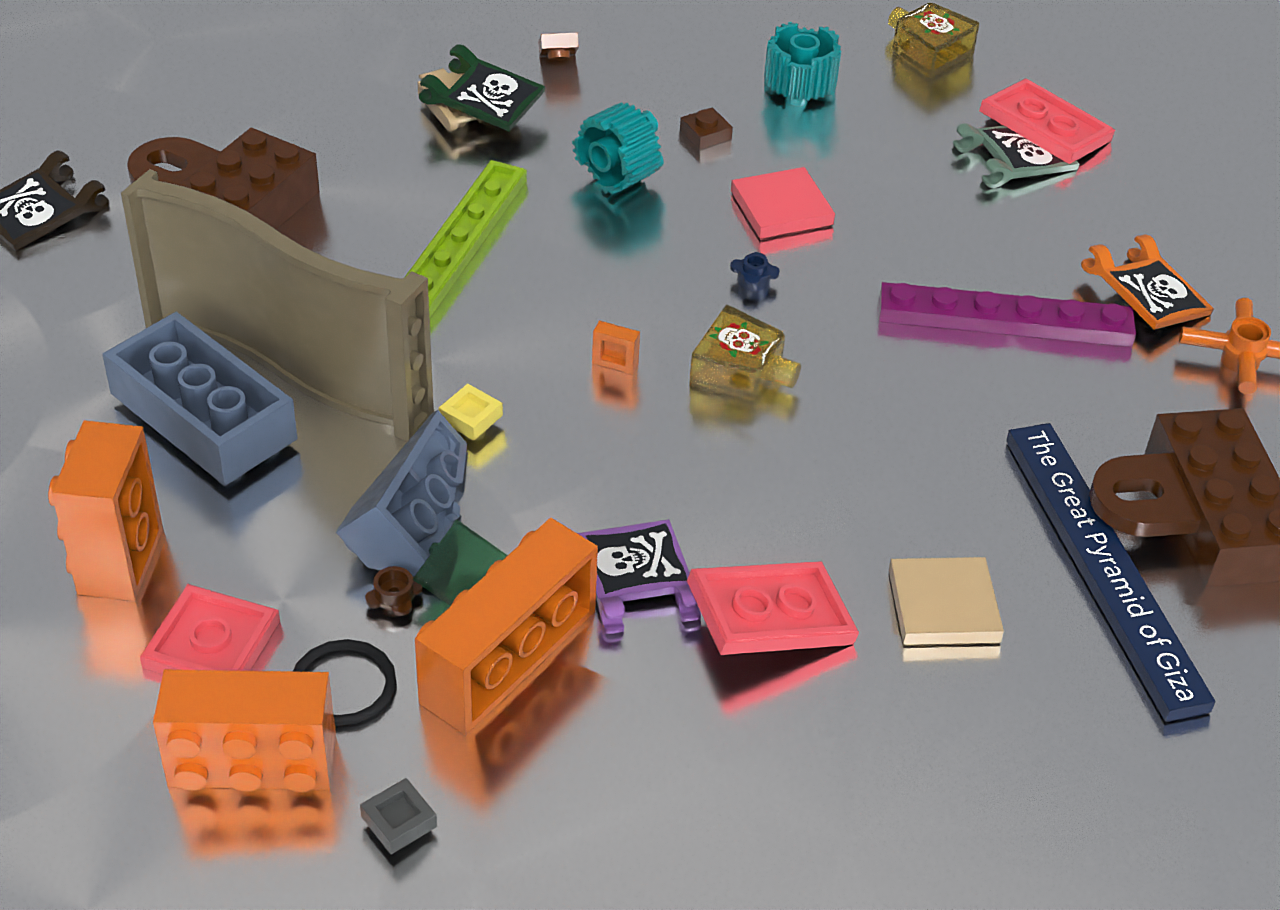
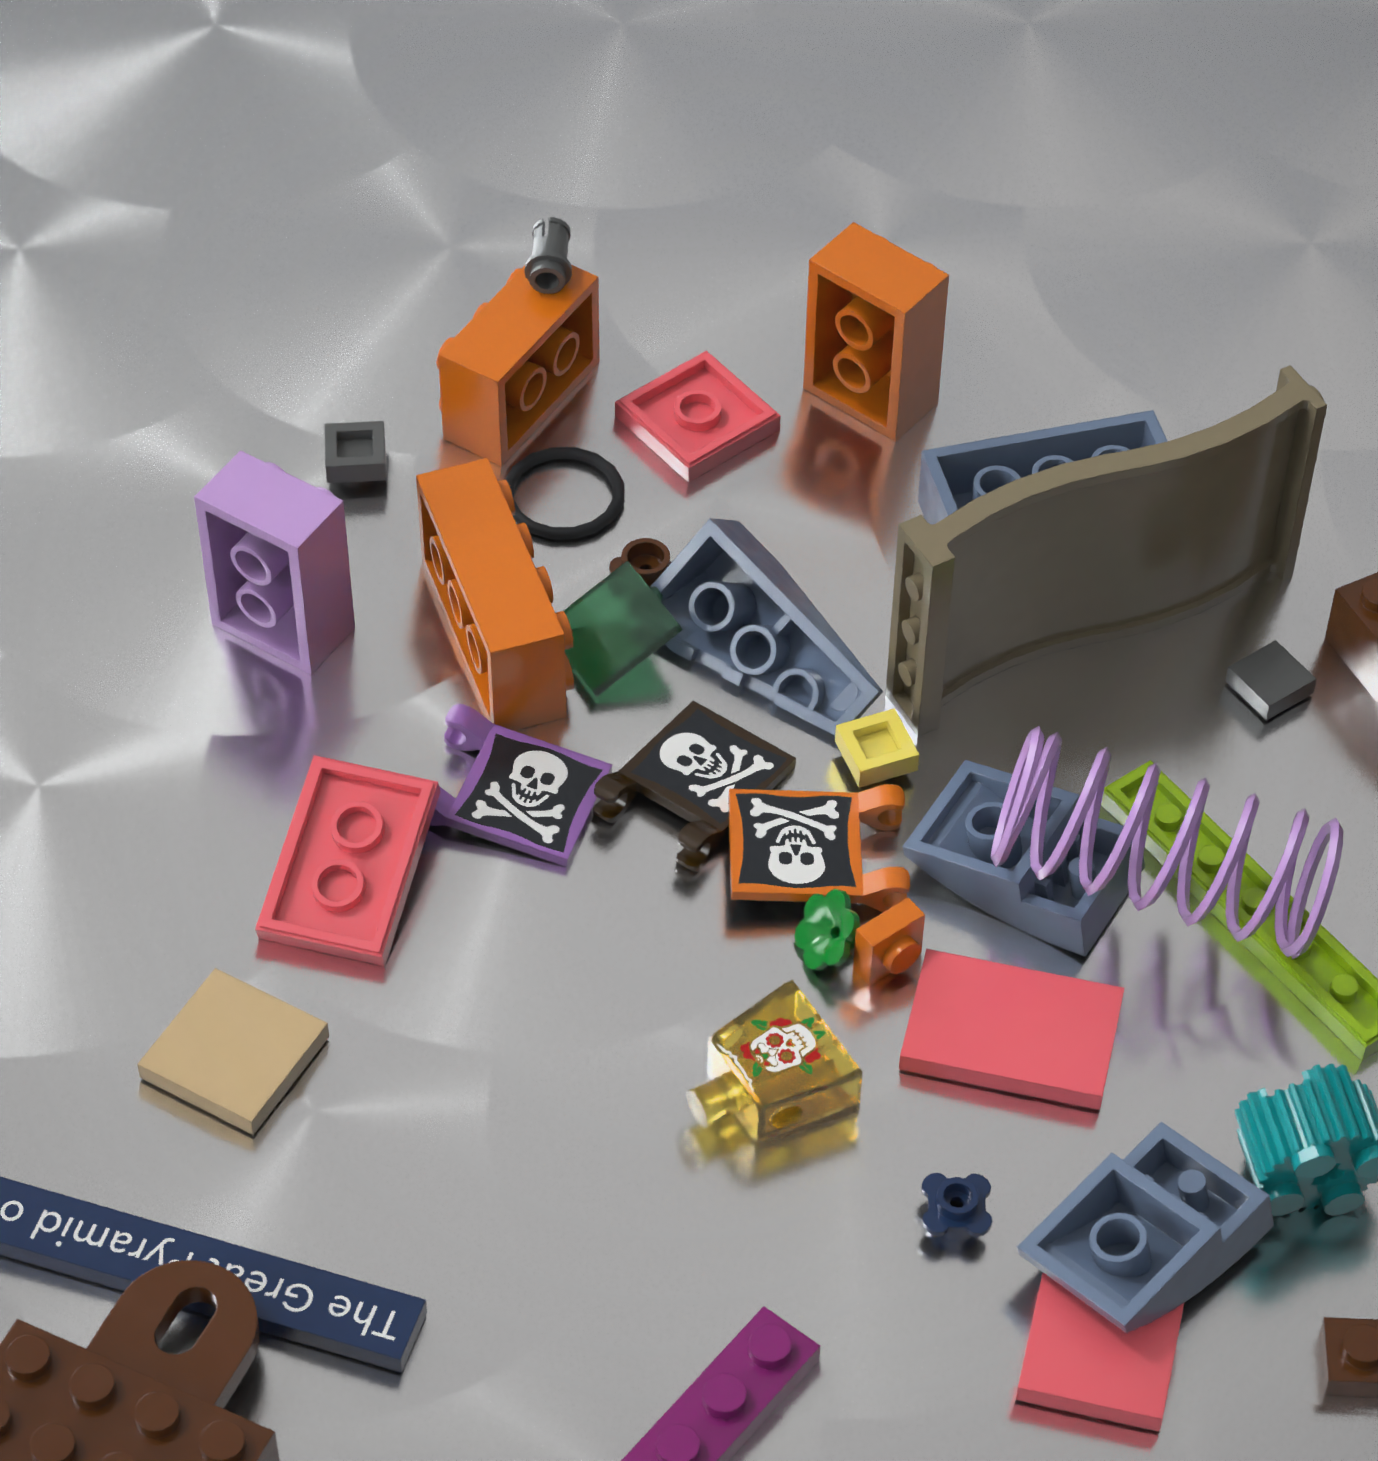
camera: 125 degrees right, 5 degrees up
(172, 692) = (548, 266): none -> dark grey pin
(496, 230) = (1035, 777): none -> lavender piece
(503, 316) = (956, 847): none -> sand blue slope
(556, 486) = (691, 773): none -> flag
(573, 414) = (810, 843): none -> flag
(590, 733) = (276, 561): none -> lavender brick
(624, 290) = (1012, 1029): none -> coral tile
(629, 374) = (827, 930): none -> green plant
(715, 192) = (1149, 1229): none -> sand blue slope

